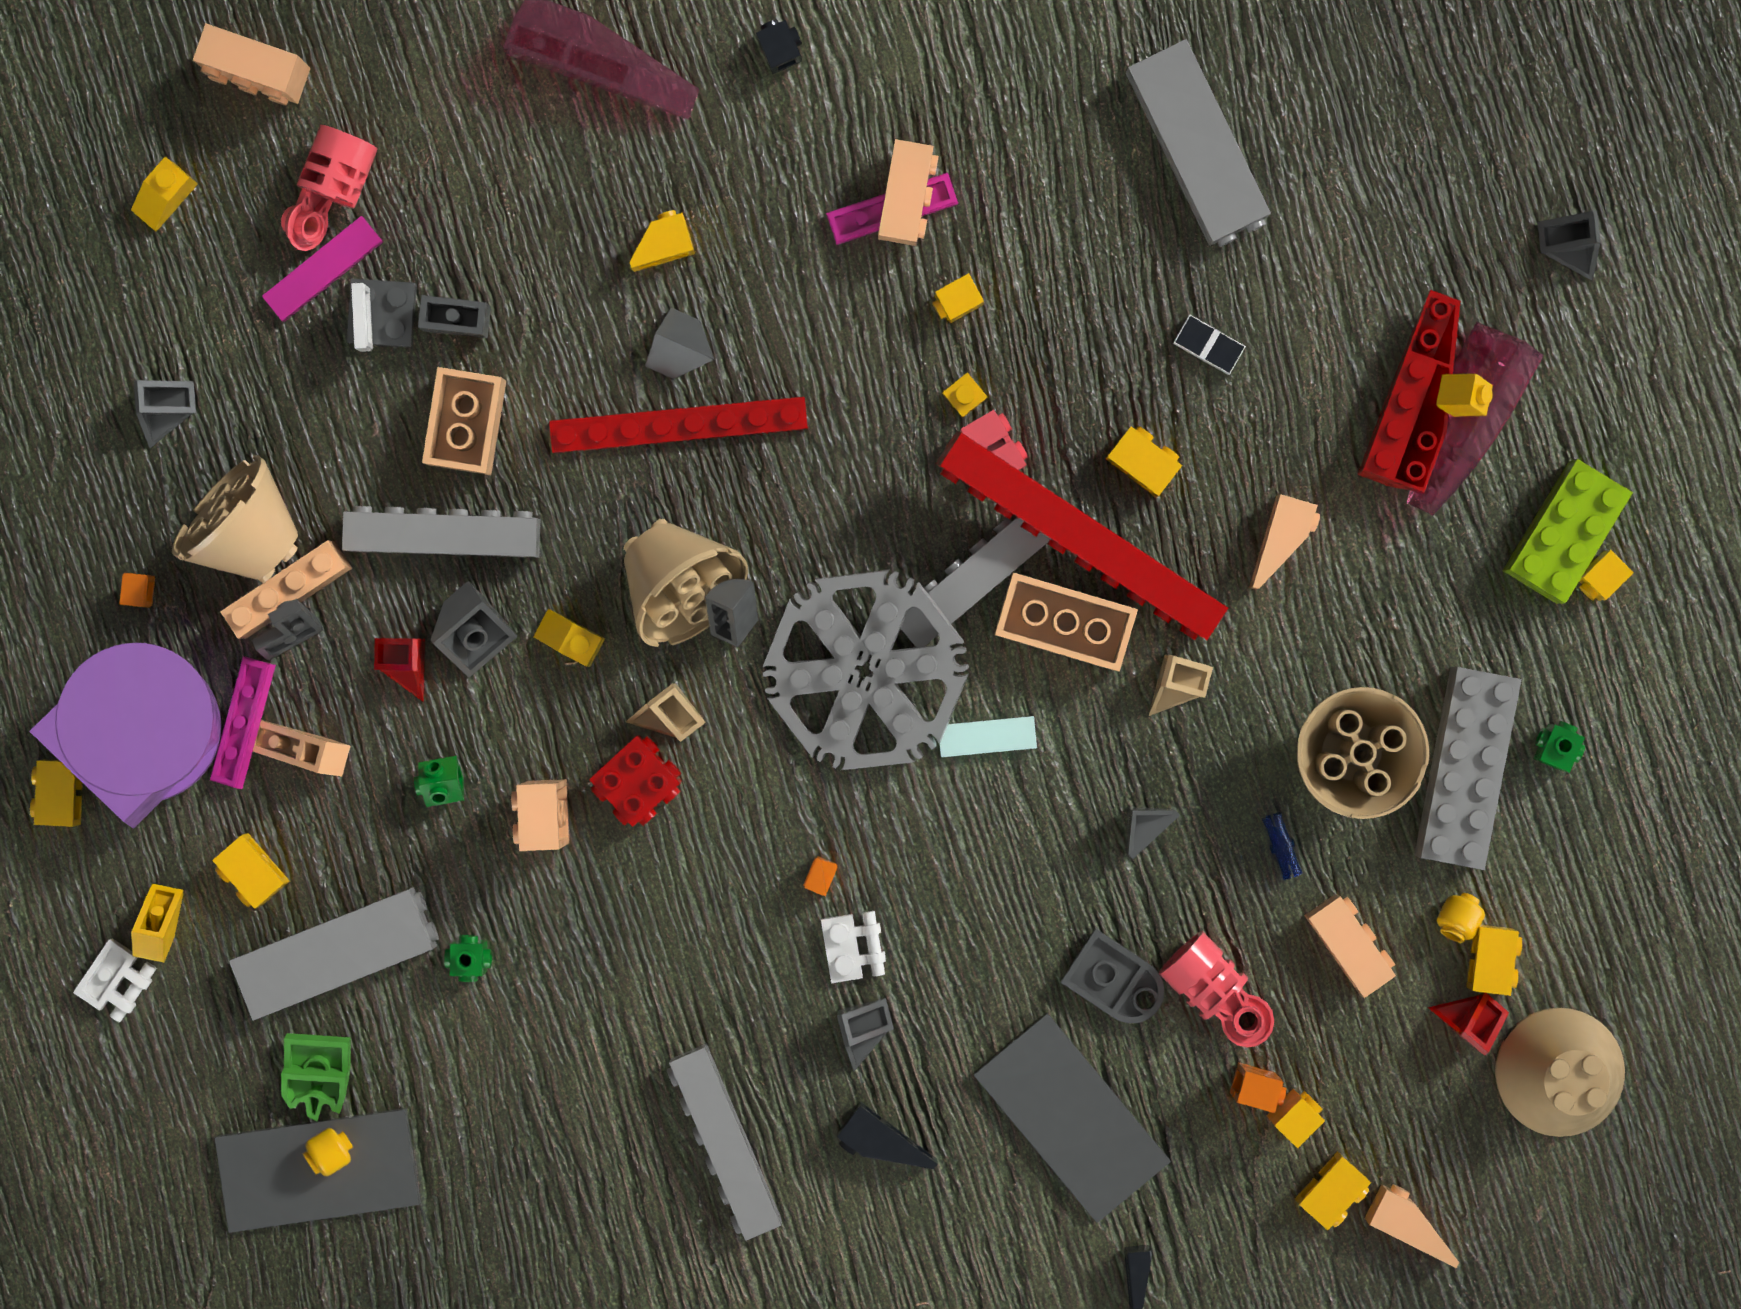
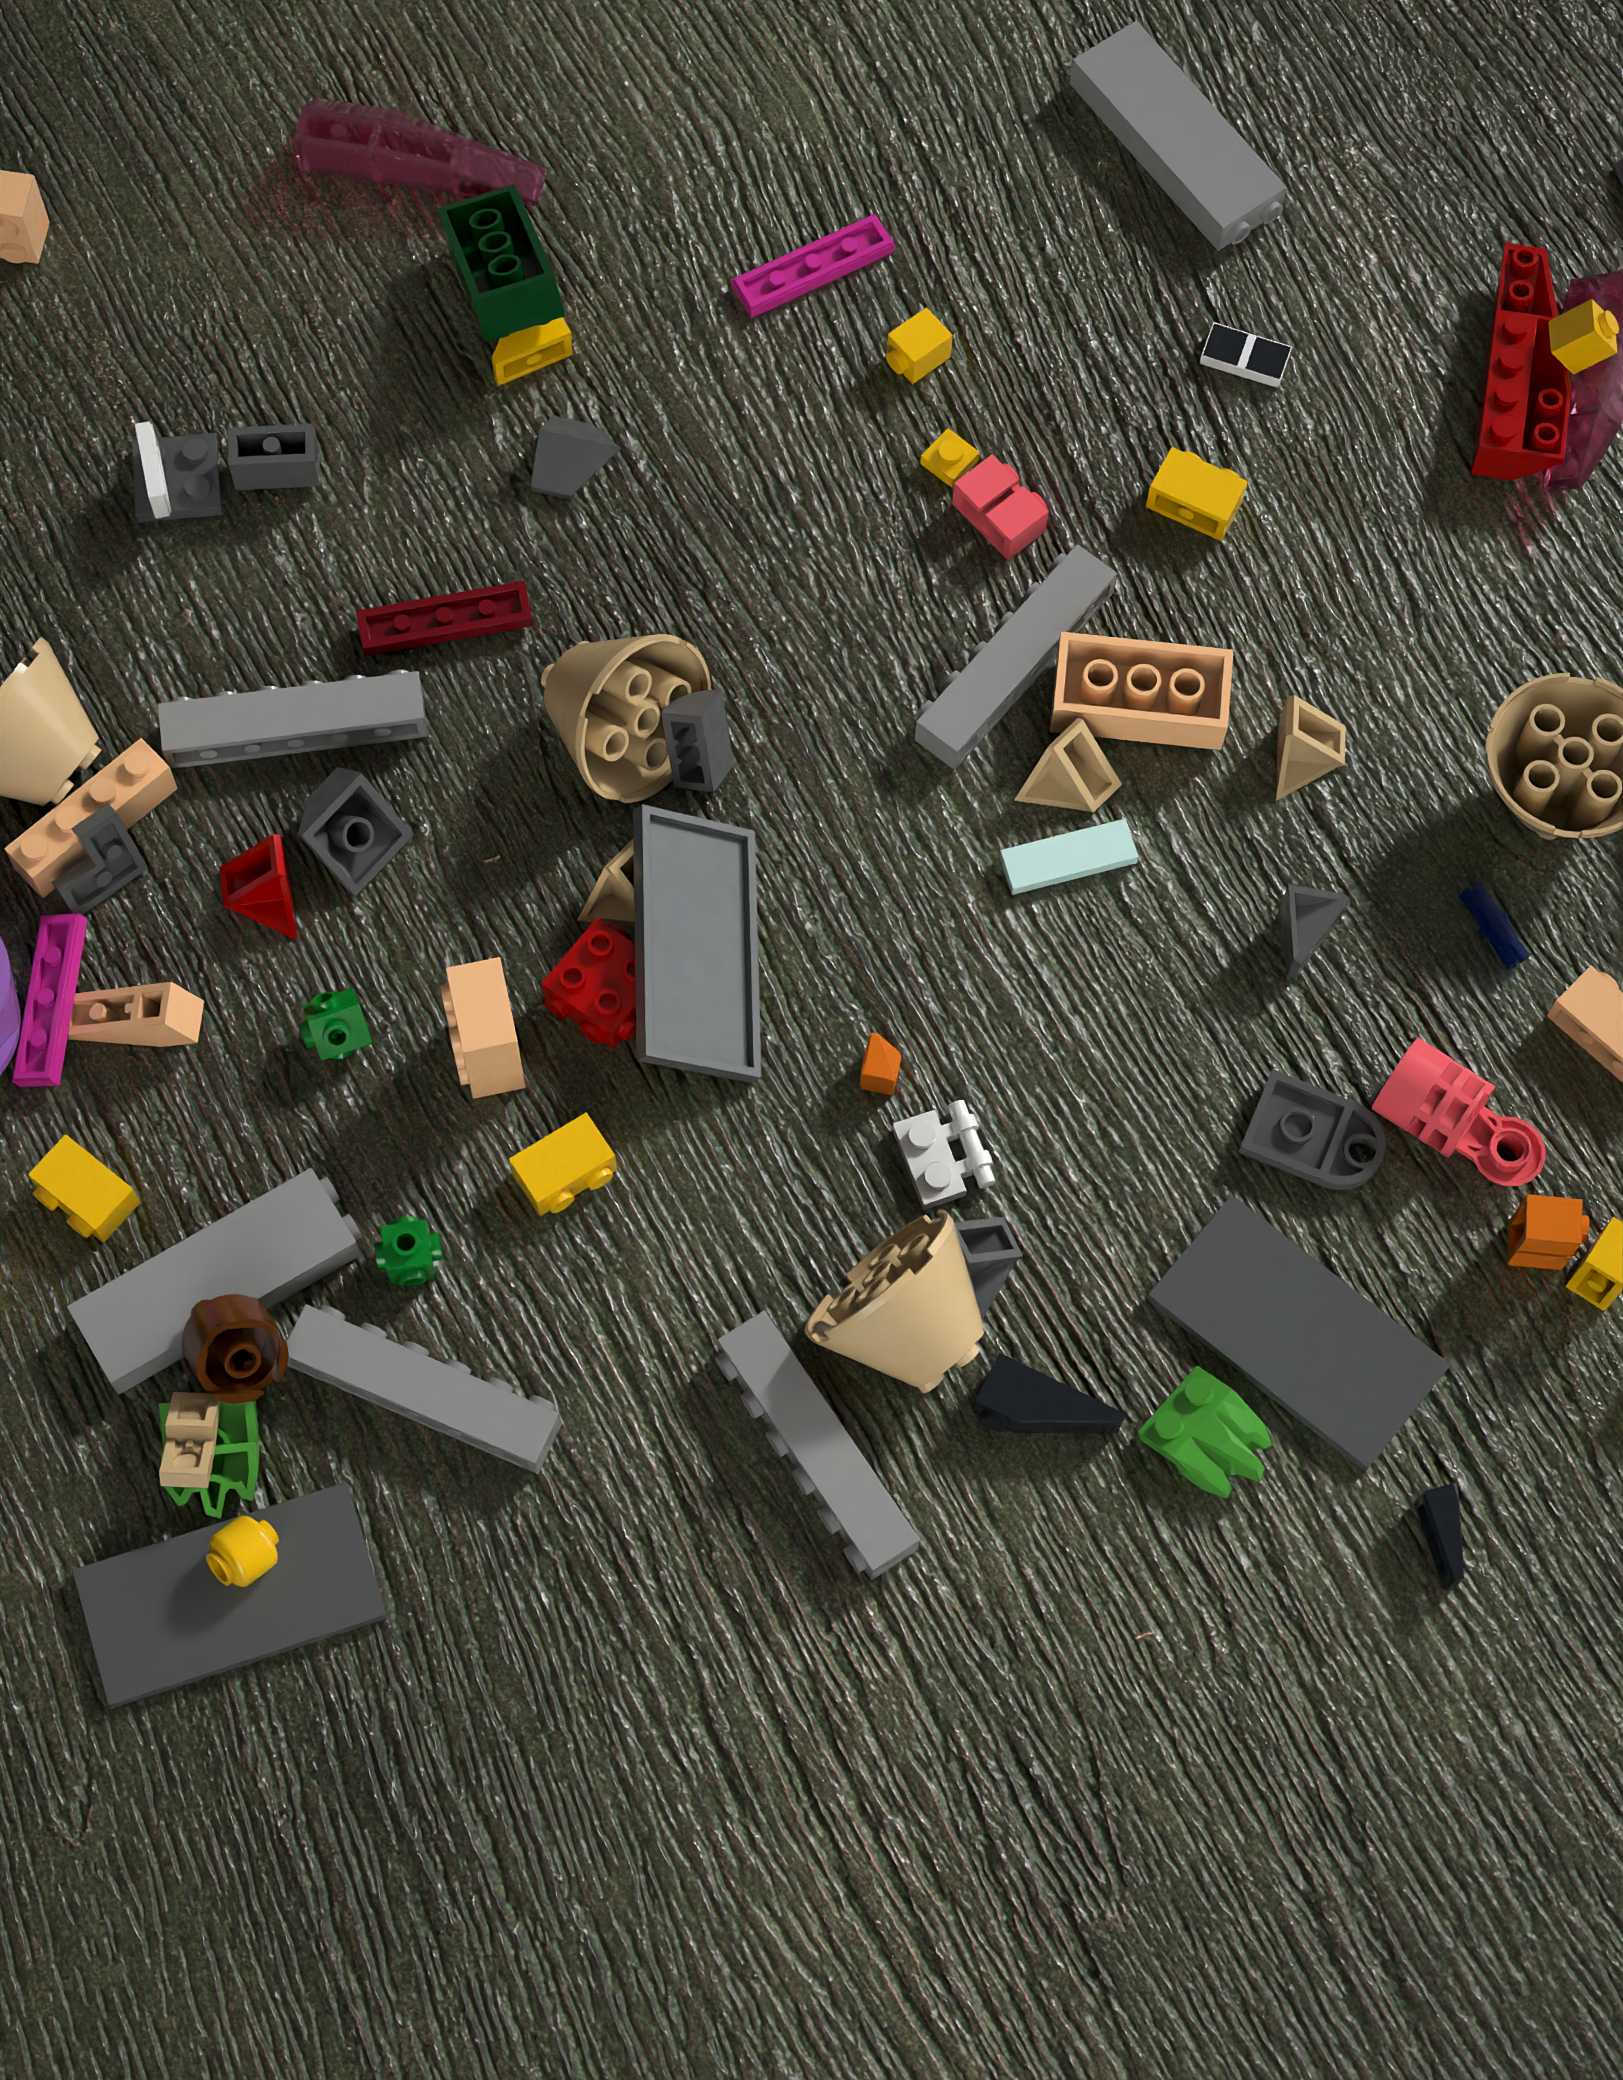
camera: 10 degrees left, 20 degrees down
(301, 1071) = (190, 1440): none -> tan slope
(322, 269) = (92, 438): dark pink tile -> none
(331, 173) = (89, 328): coral cylinder -> none
(338, 1013) = (234, 1347): none -> reddish brown brick
(463, 1054) = (423, 1388): none -> light grey brick
(464, 421) = (304, 575): light nougat brick -> none
(564, 468) = (444, 618): none -> dark red plate
(569, 638) = (487, 820): yellow slope -> none
(585, 912) = (564, 1165): none -> yellow brick
(646, 185) = (500, 262): none -> dark green brick
(678, 425) = (592, 545): red plate -> none
(704, 768) = (696, 945): none -> tile
(779, 45) = (637, 107): black brick -> none
(796, 1065) = (905, 1306): none -> tan cone
(894, 668) = (920, 814): light grey plate -> none
(907, 193) = (830, 233): light nougat brick -> none
(993, 1179) = (1207, 1433): none -> bright green plate
(1003, 676) = (1071, 773): none -> tan slope
(1080, 535) = (1140, 575): red brick -> none
(1286, 531) = (1399, 542): light nougat slope -> none

